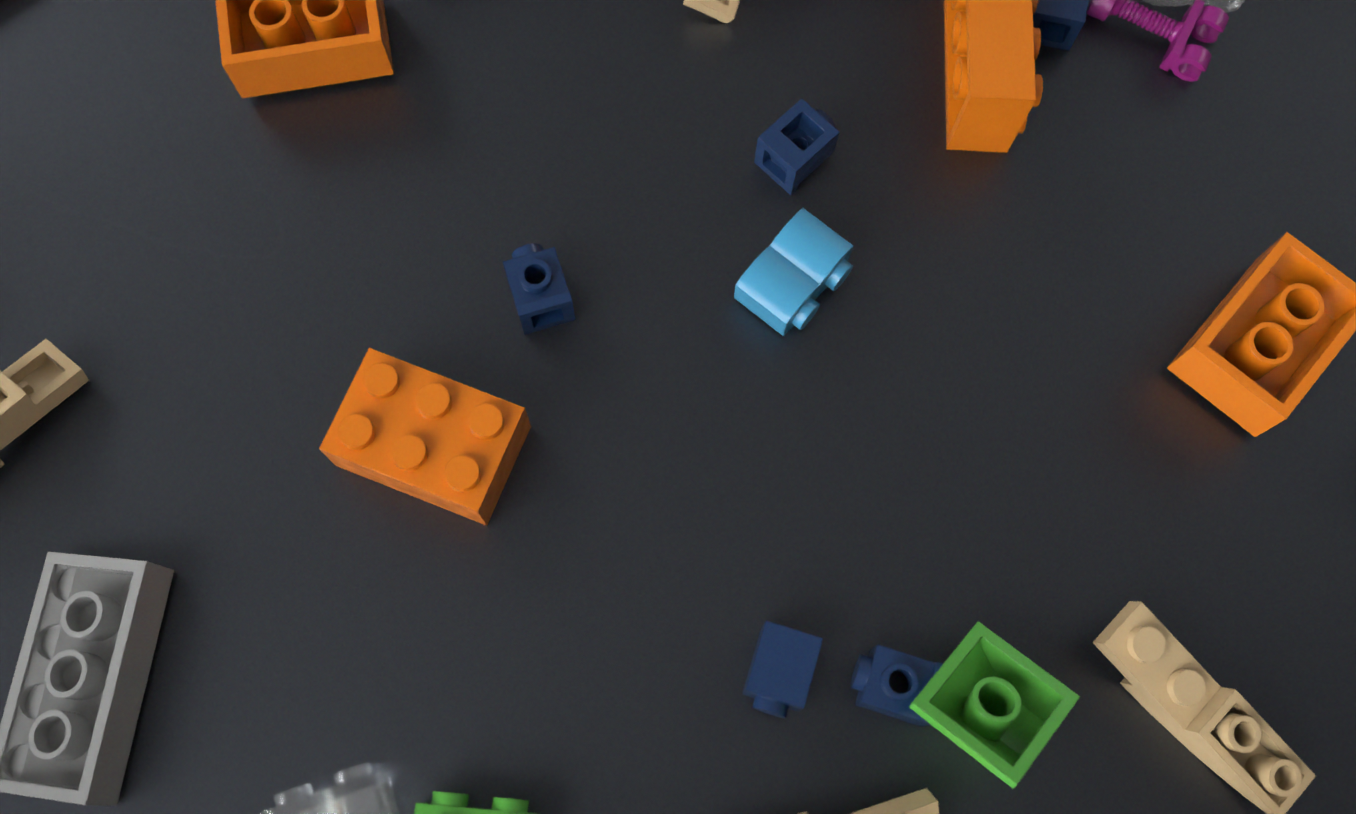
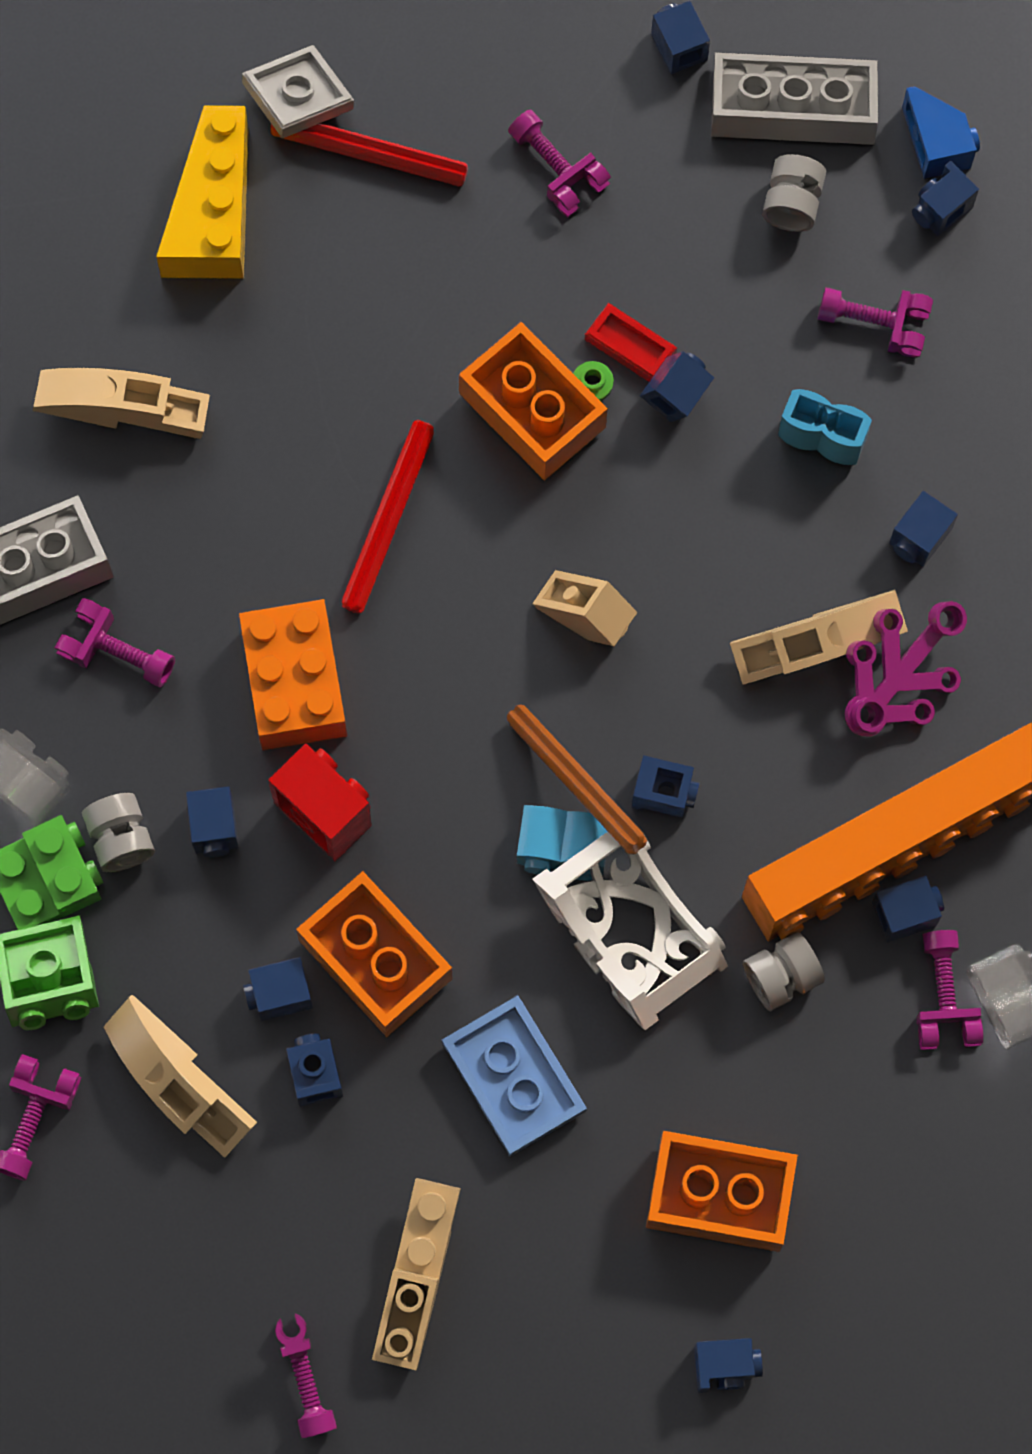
camera: 60 degrees right, 0 degrees up
(311, 584) = (156, 667): none -> magenta bar
(322, 242) = (387, 516): none -> red axle
(459, 741) = (117, 828): none -> light grey wheel
(537, 627) = (212, 821): none -> dark blue brick
(542, 303) = (439, 692): dark blue brick -> none
(556, 106) = (586, 607): none -> tan slope
(598, 487) = (321, 800): none -> red brick
(748, 211) = (577, 780): none -> dark orange axle
(809, 535) = (374, 953): none -> orange brick
(864, 294) = (630, 986): none -> white fence
(995, 704) = (330, 1129): bright green slope -> none
(1022, 472) = (514, 1075): none -> medium blue plate
(1060, 147) = (786, 970): none -> light grey wheel

